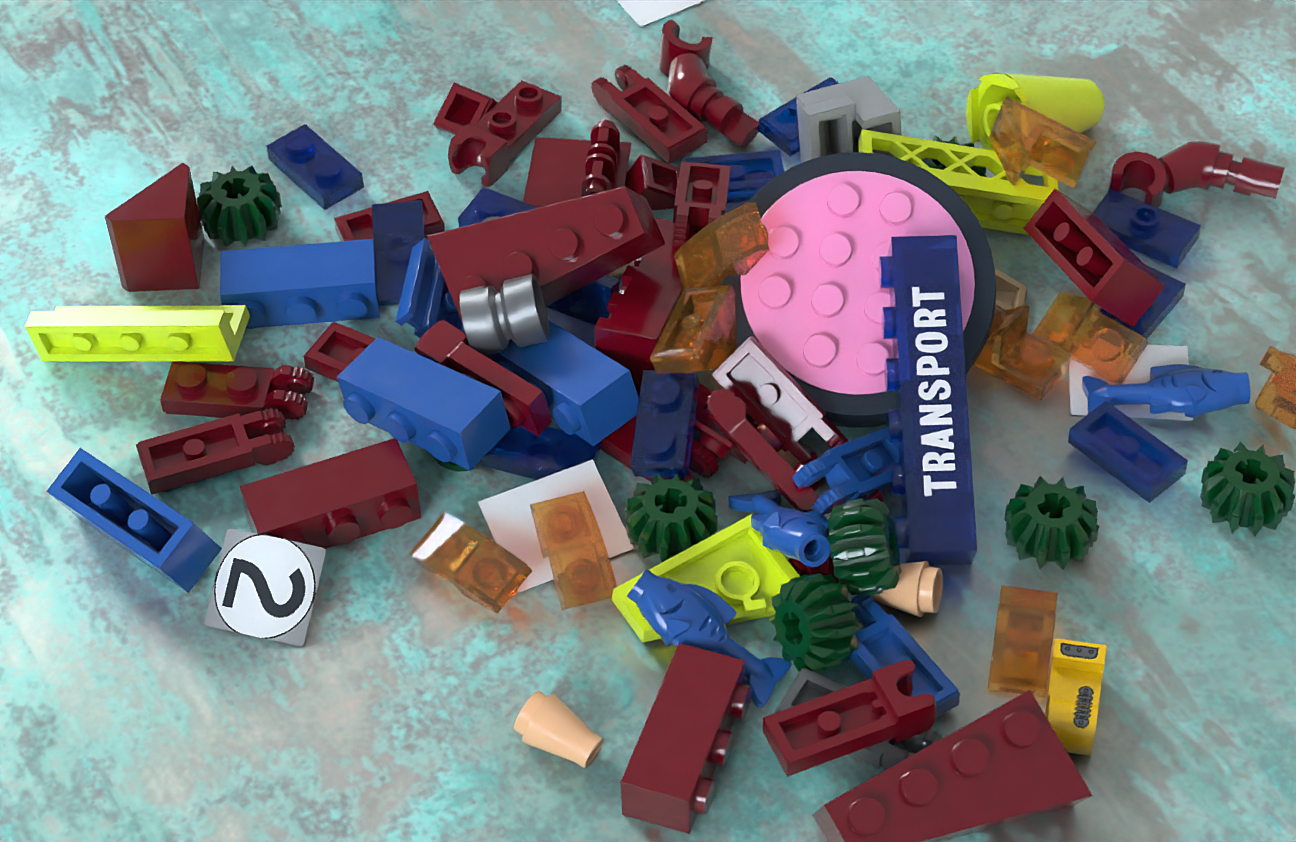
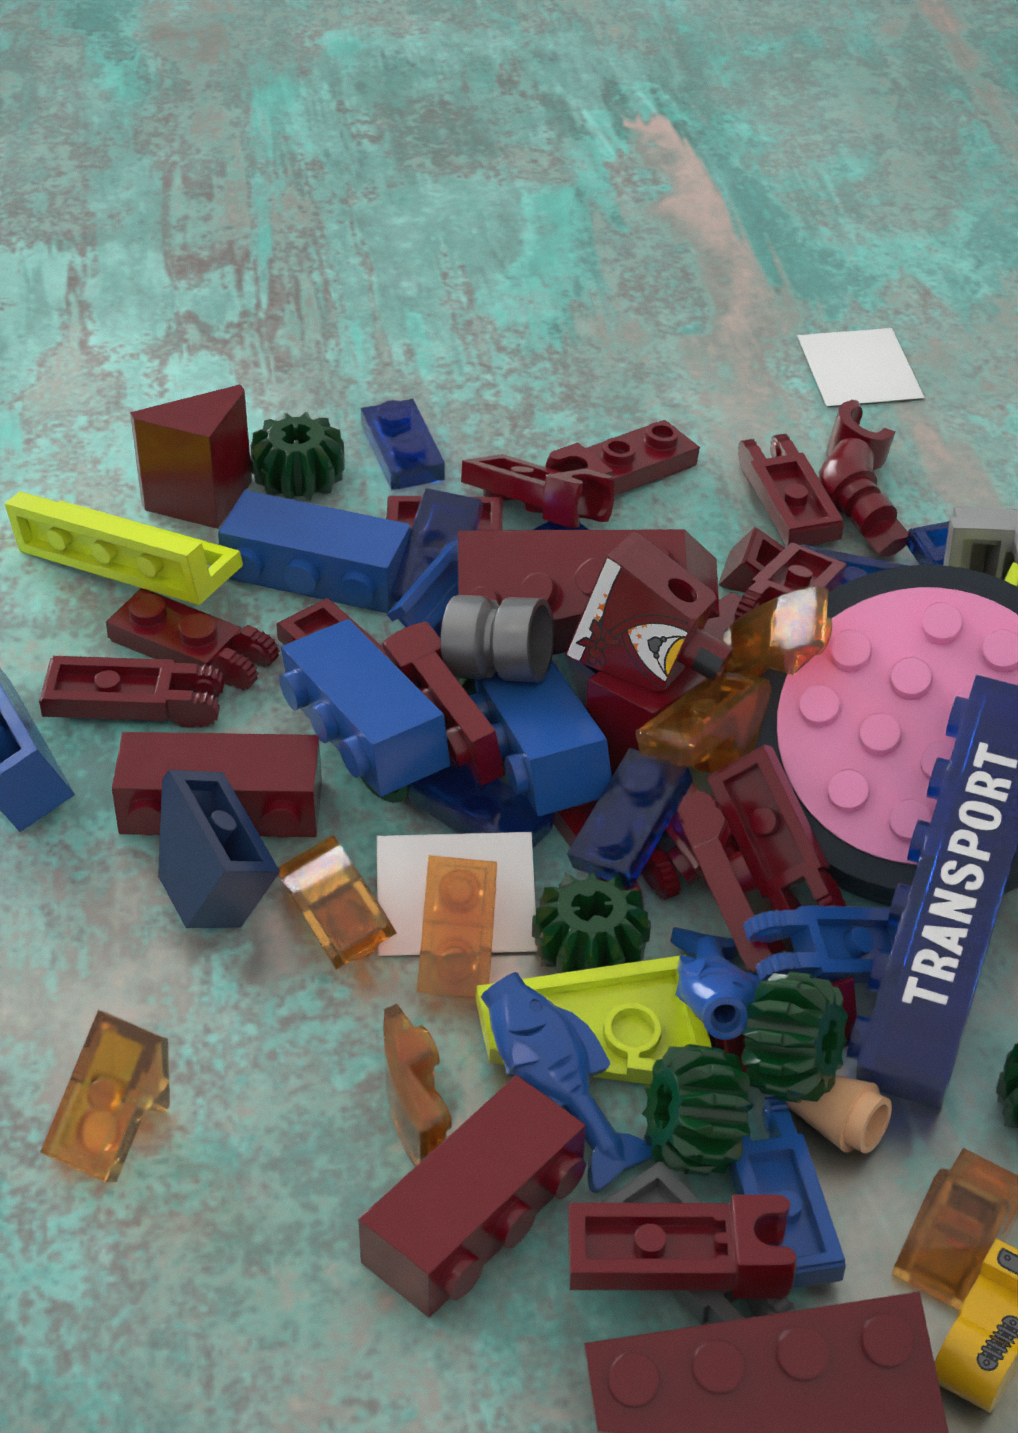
camera: 20 degrees right, 5 degrees down
(265, 587) = (95, 852): sticker -> none
(362, 557) = (210, 851): none -> dark blue slope
(388, 763) = (112, 1085): none -> clear orange slope
(457, 174) = (556, 494): none -> dark red plate
(462, 108) = (587, 427): dark red slope -> none
(557, 730) = (328, 1127): light nougat cone -> none
(577, 167) = (712, 521): dark red hinge -> none
(591, 671) = (410, 1085): none -> clear orange slope
(626, 268) = (648, 620): none -> torso

